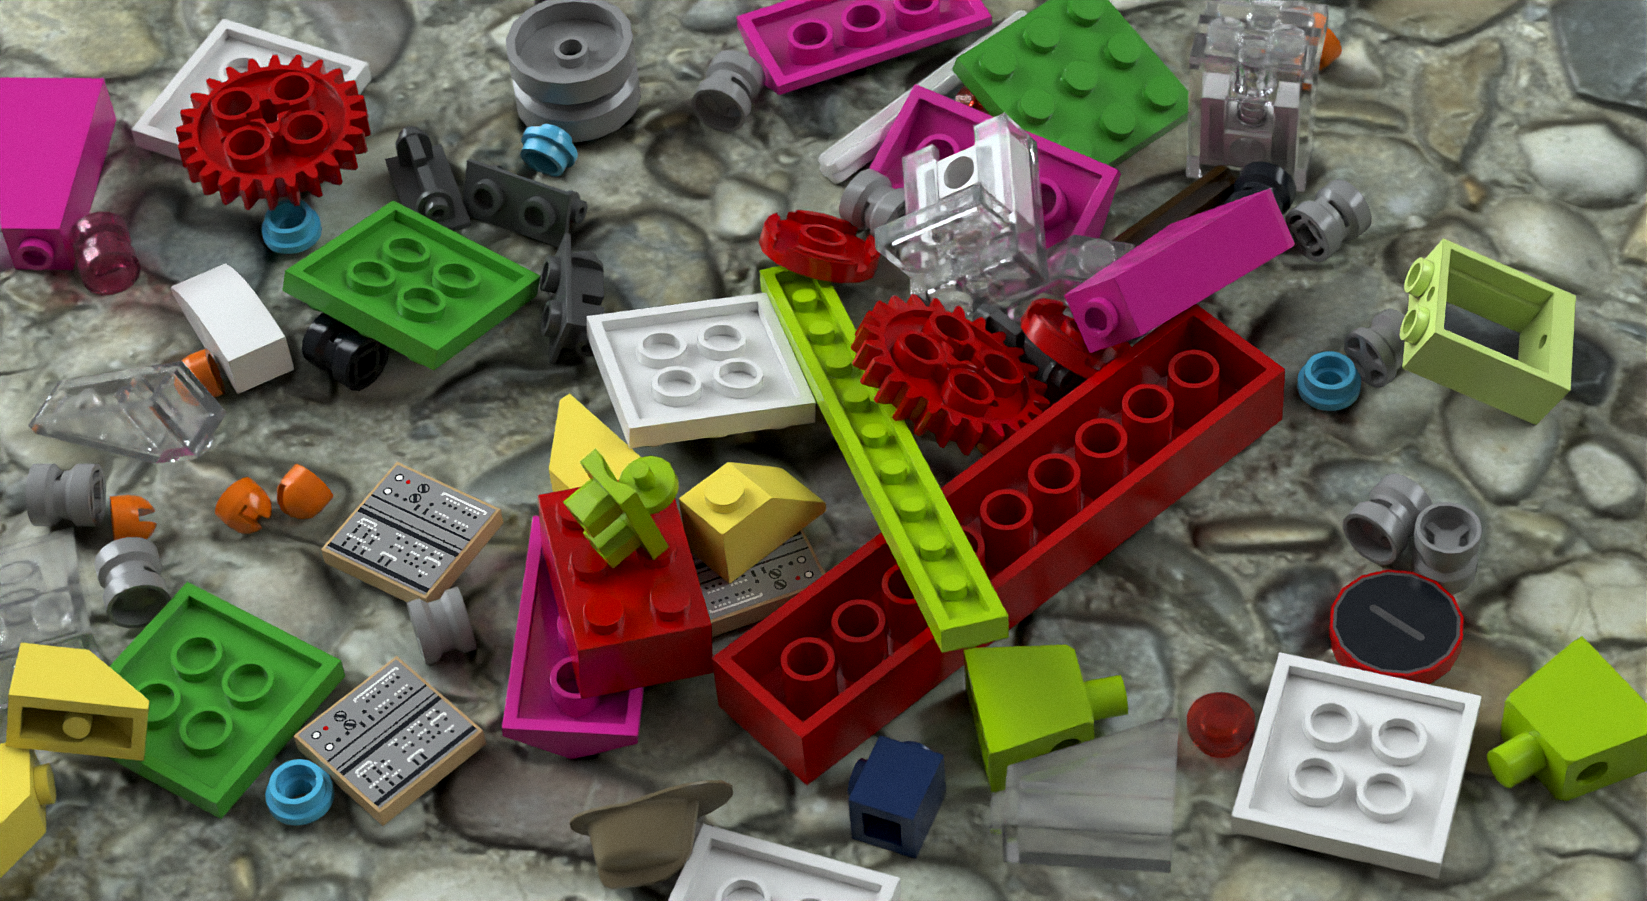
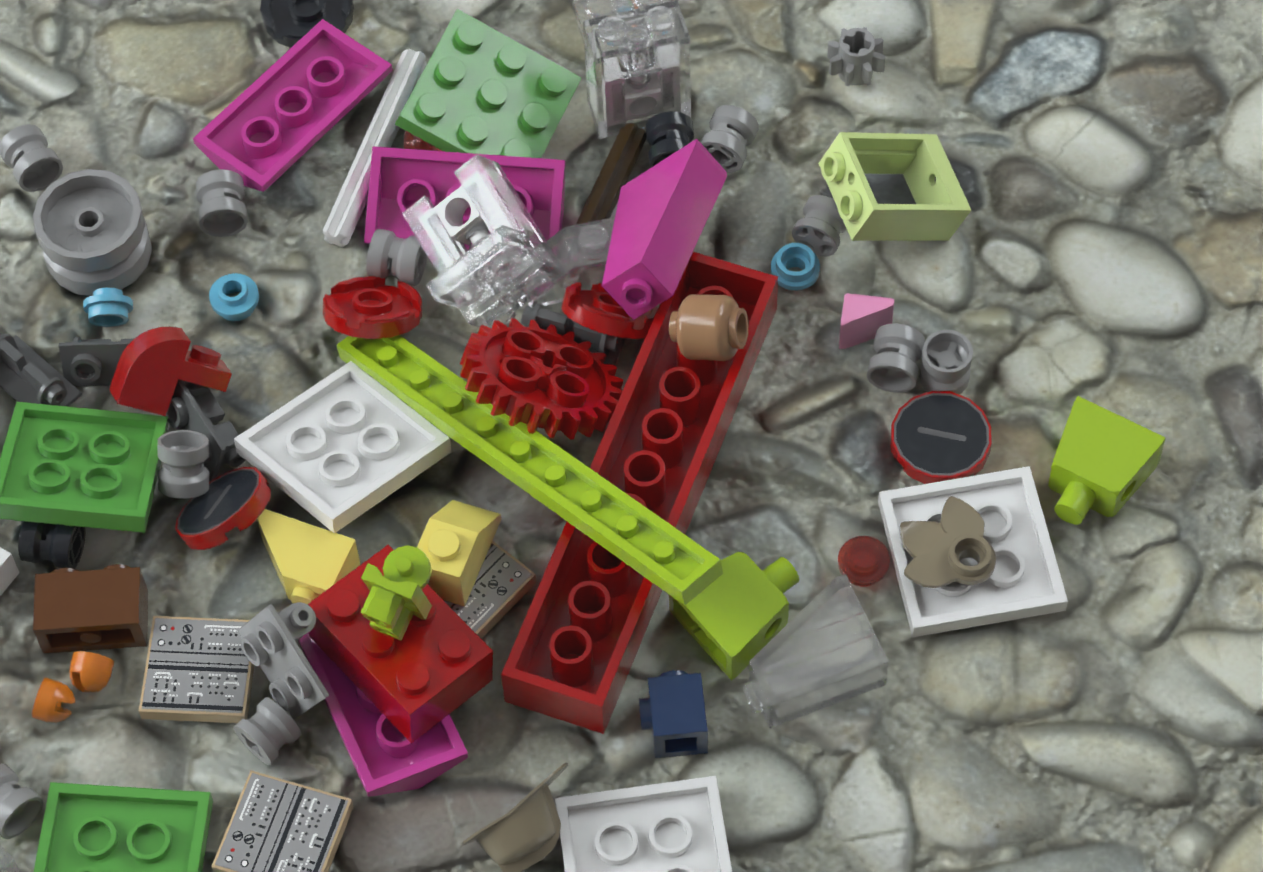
camera: 30 degrees left, 10 degrees up
(338, 430) = (90, 609): none -> reddish brown brick
(495, 524) = (271, 643): none -> light grey hinge
(518, 325) = (183, 464): none -> light grey wheel
(534, 382) = (230, 502): none -> tile
(555, 208) = (156, 361): none -> red brick
(686, 189) = (235, 307): none -> medium azure plate
(1163, 384) = (709, 327): none -> medium nougat head
(1314, 739) = (942, 546): none -> dark tan plate
(1368, 457) = (863, 317): none -> bright pink slope
(1532, 187) = (856, 56): none -> light grey gear

